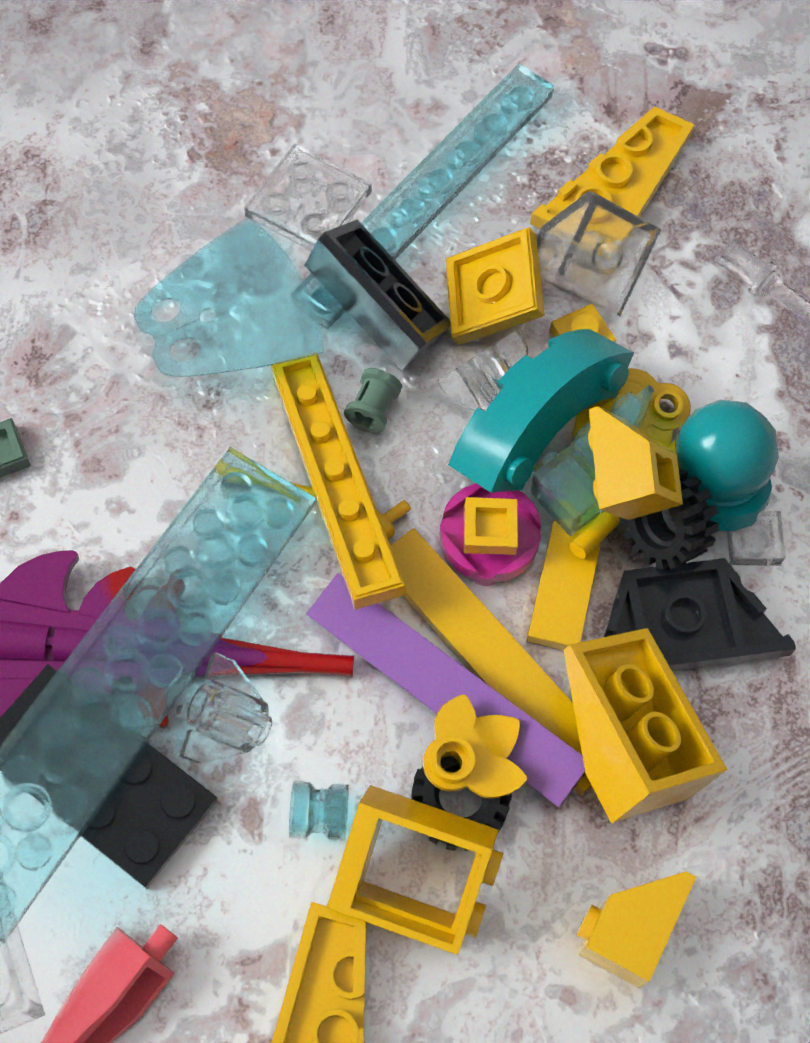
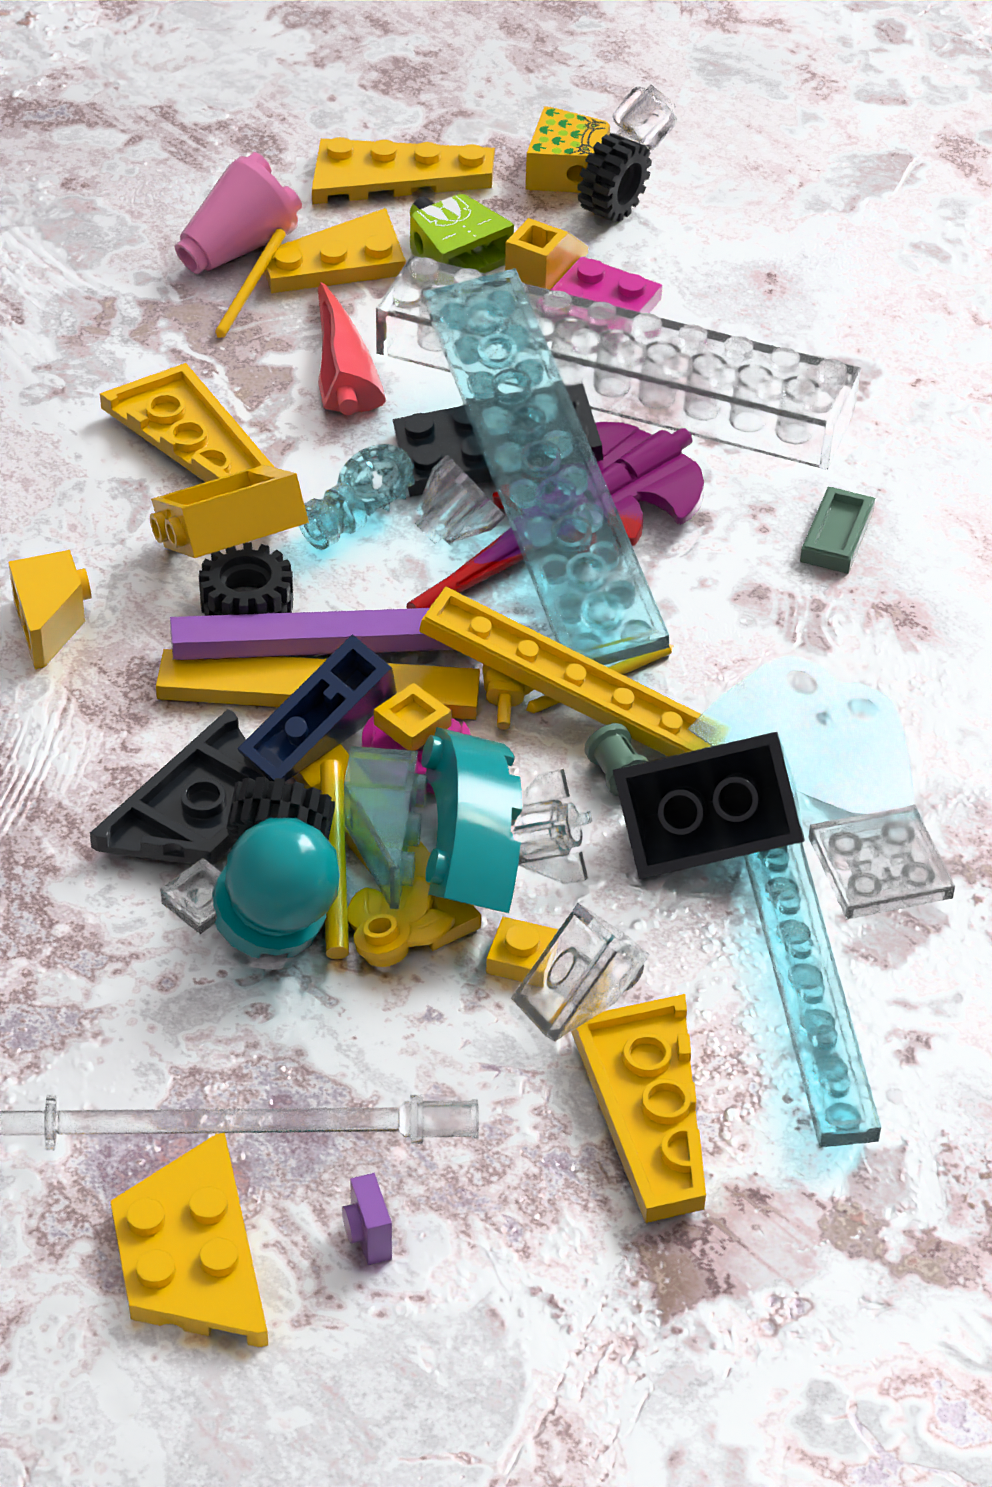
camera: 135 degrees right, 20 degrees down
(265, 814) = (387, 461): none -> clear light blue gear
(479, 747) = (261, 585): yellow plate -> none
(494, 286) = (634, 901): yellow tile -> none
(546, 587) = (321, 711): none -> dark blue slope
(631, 468) = (341, 768): yellow slope -> none
(636, 726) = (161, 671): yellow slope -> none

